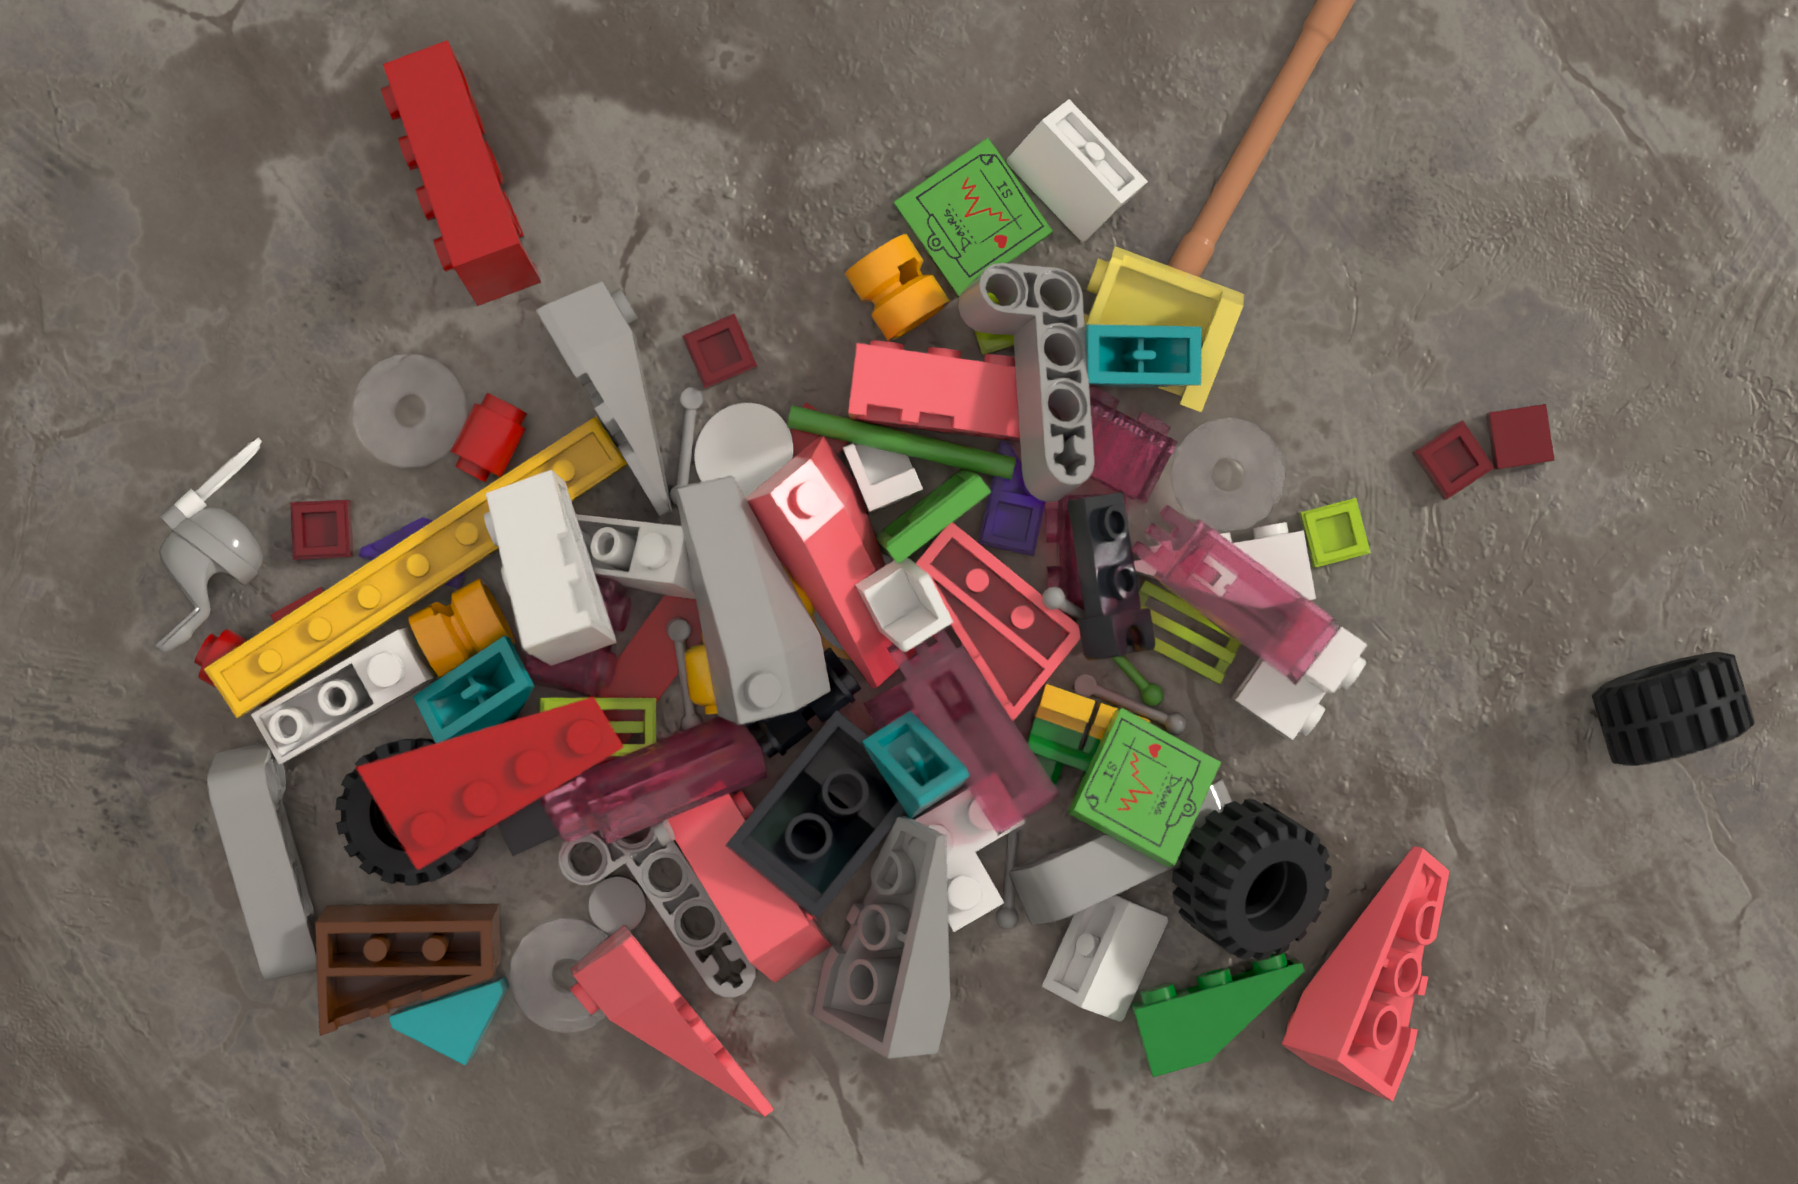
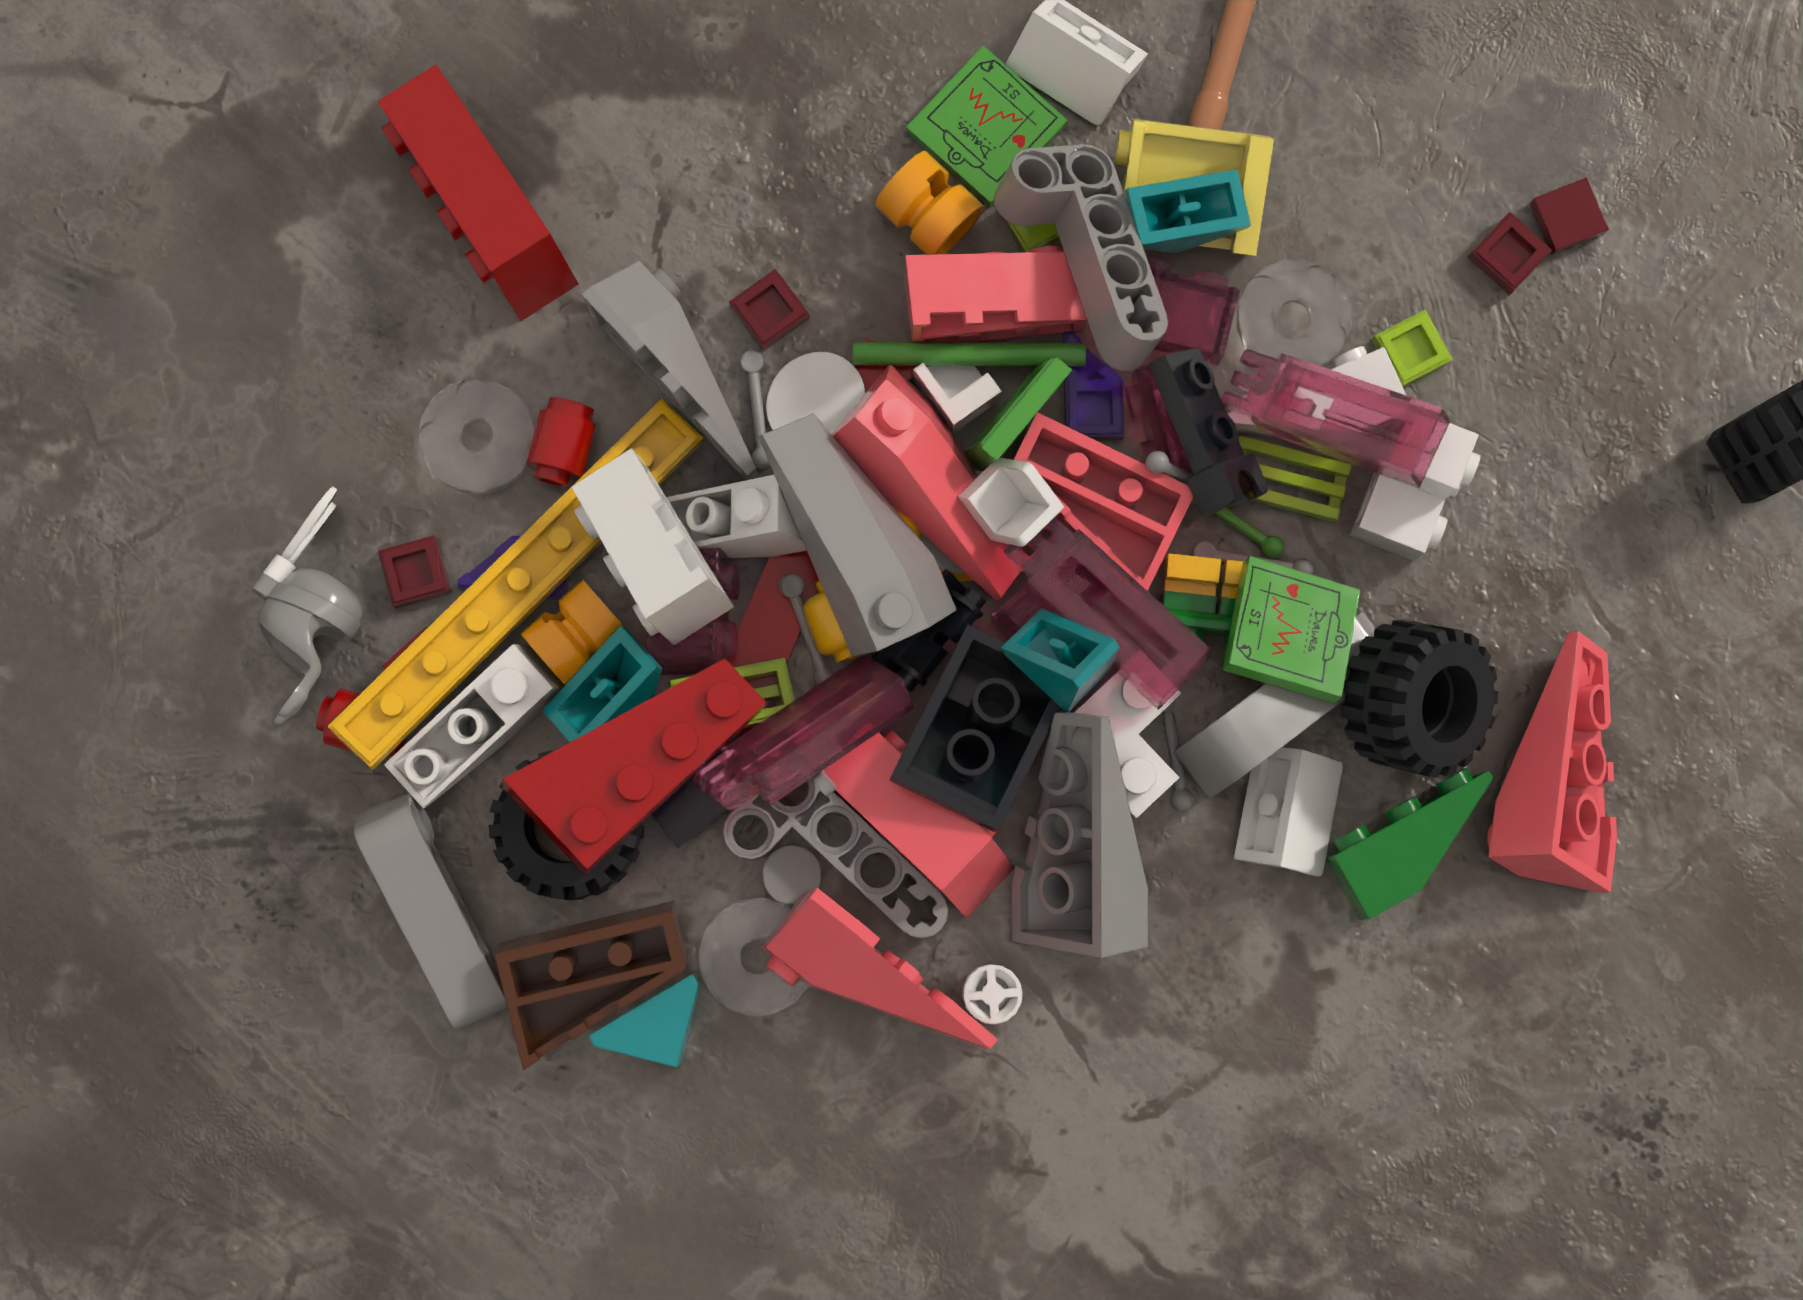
camera: 10 degrees left, 5 degrees down
(779, 1072) = (1002, 1002): none -> white wheel

